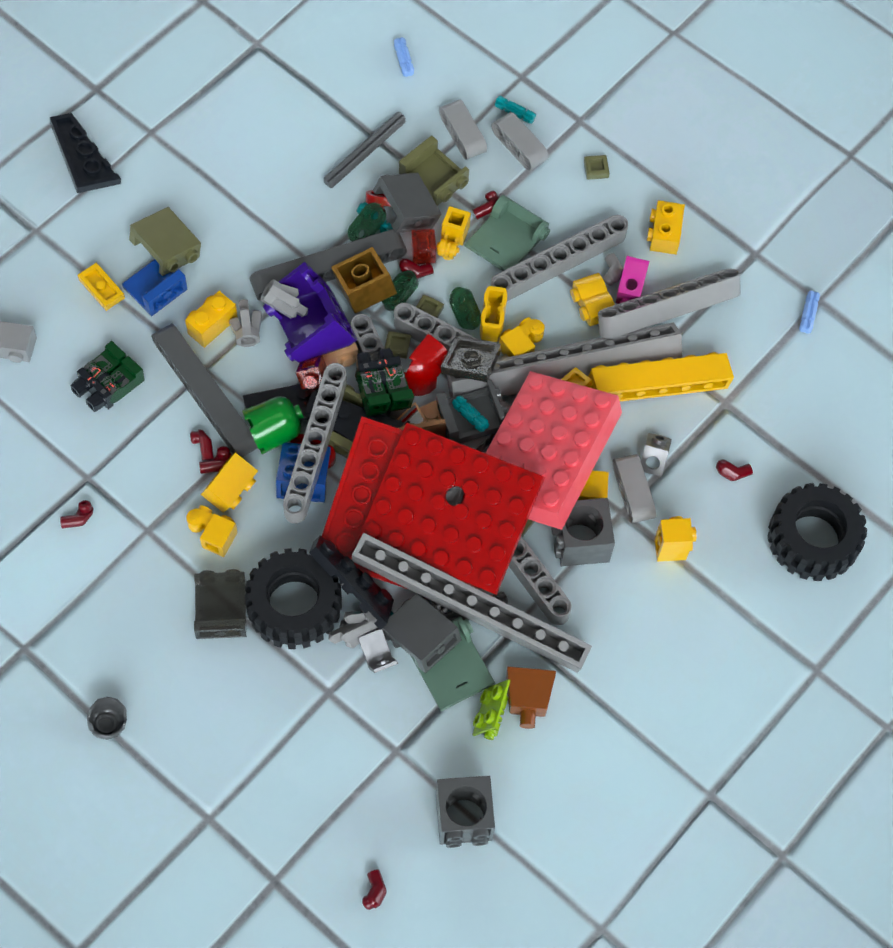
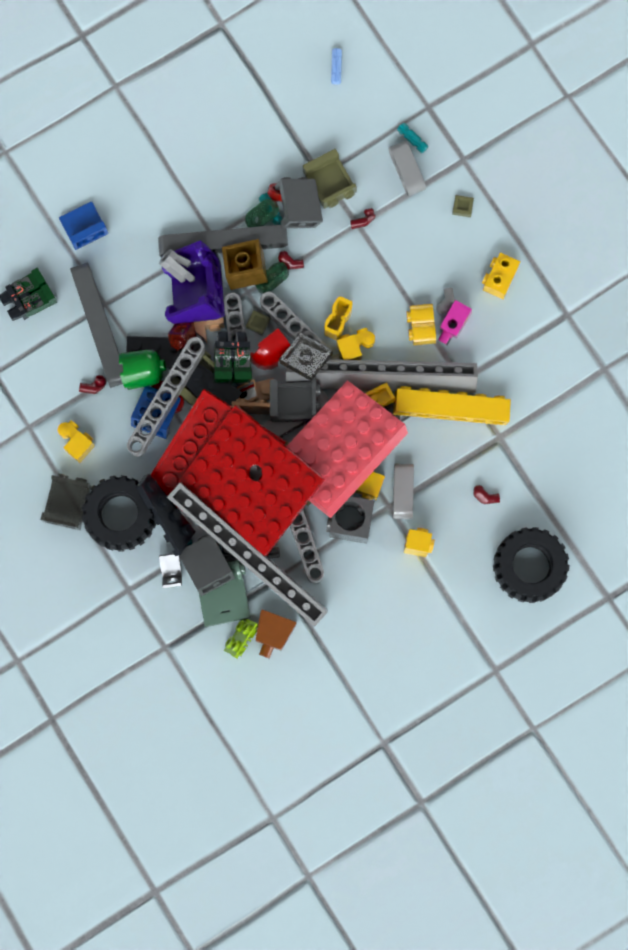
camera: 20 degrees right, 15 degrees up
(81, 156) = (55, 98): black wing -> none
(101, 286) = (42, 215): yellow plate -> none
(166, 240) = (101, 190): olive panel -> none
(205, 444) = (88, 368): dark red arm -> none
(210, 318) = (119, 265): yellow brick -> none
(229, 483) = (97, 408): yellow brick -> none
(247, 333) = (145, 281): light grey rock -> none
(354, 625) = (156, 548): light grey rock -> none
(364, 150) = (280, 144): dark grey axle -> none
(377, 892) = (121, 748): dark red arm -> none
(423, 246) = (300, 245): clear red brick -> none
(430, 306) = (291, 298): olive tile -> none
(453, 232) = (329, 238): yellow brick -> none
(463, 129) = (364, 146): light grey beam -> none
(465, 310) = (318, 306): clear green plate -> none
(470, 413) = (292, 401): teal axle -> none
(473, 789) = (186, 696): dark grey brick -> none
(508, 234) = (373, 249): sand green door -> none
(565, 250) = (412, 275): light grey beam -> none
(658, 447) = (431, 462): flat silver bracket -> none
(669, 303) = (479, 345): light grey beam -> none
(809, 312) = (592, 377): light blue axle -> none

